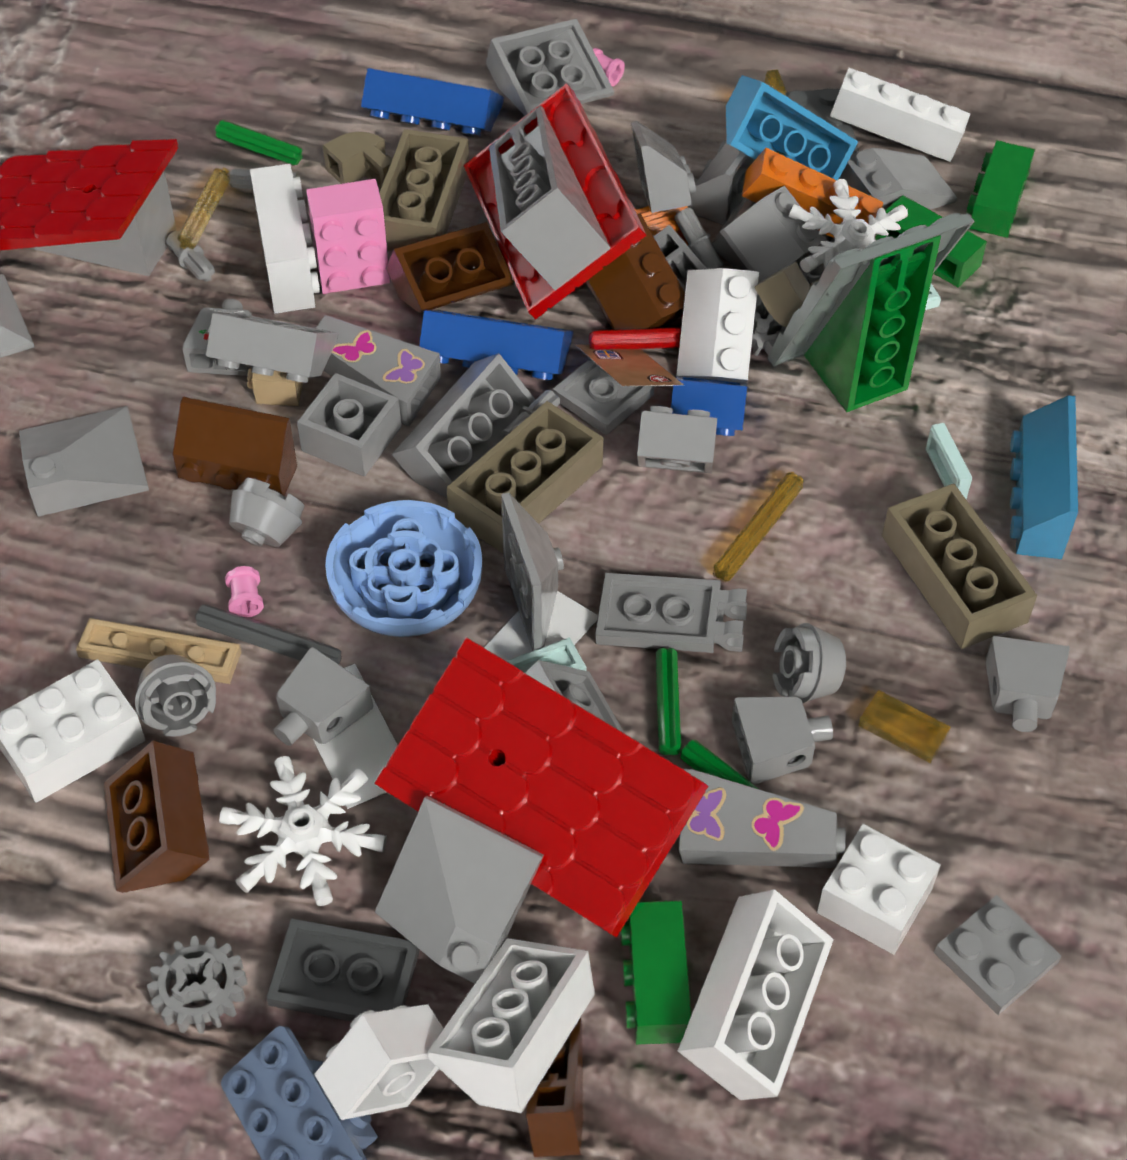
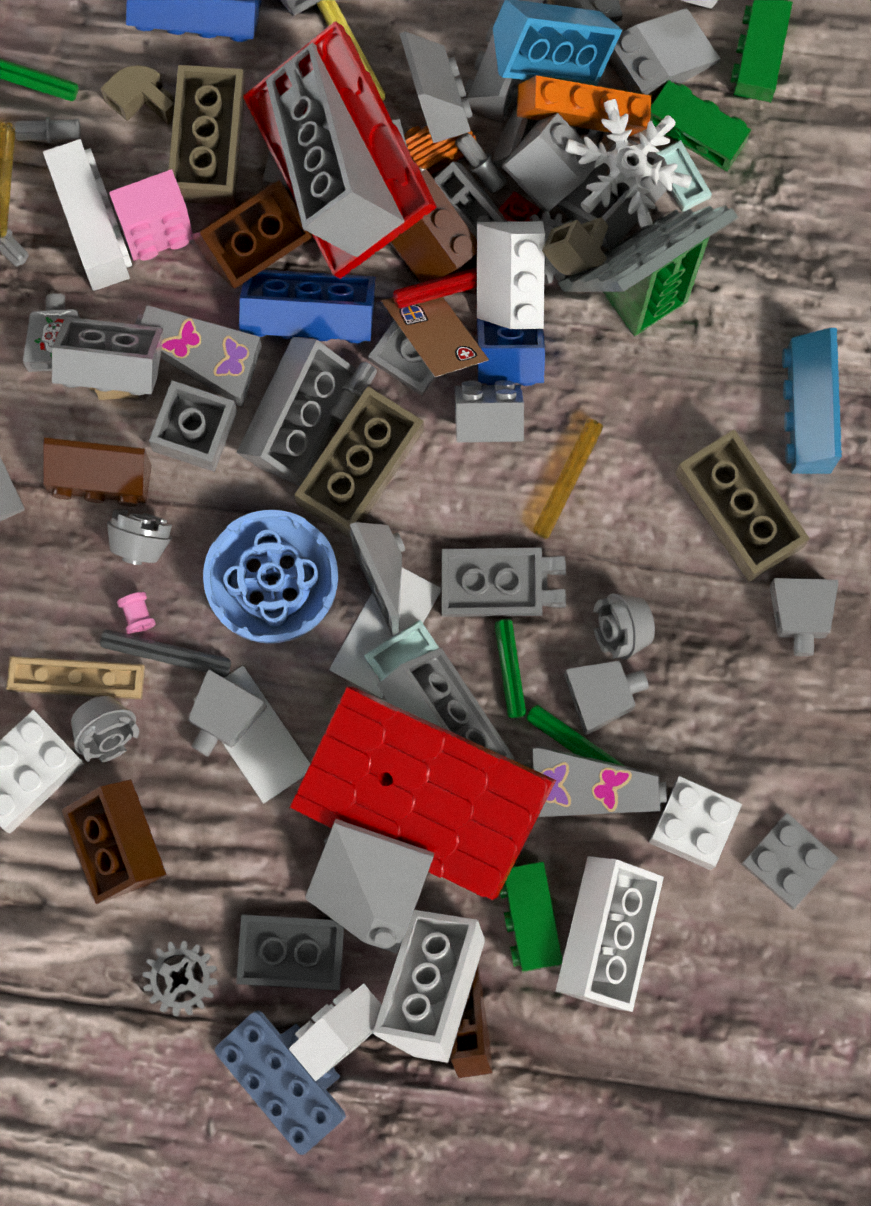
camera: 10 degrees left, 25 degrees up
(302, 830) = (240, 846): white piece -> none
(904, 726) = (706, 664): clear yellow tile -> none
(948, 459) = (728, 391): light aqua tile -> none

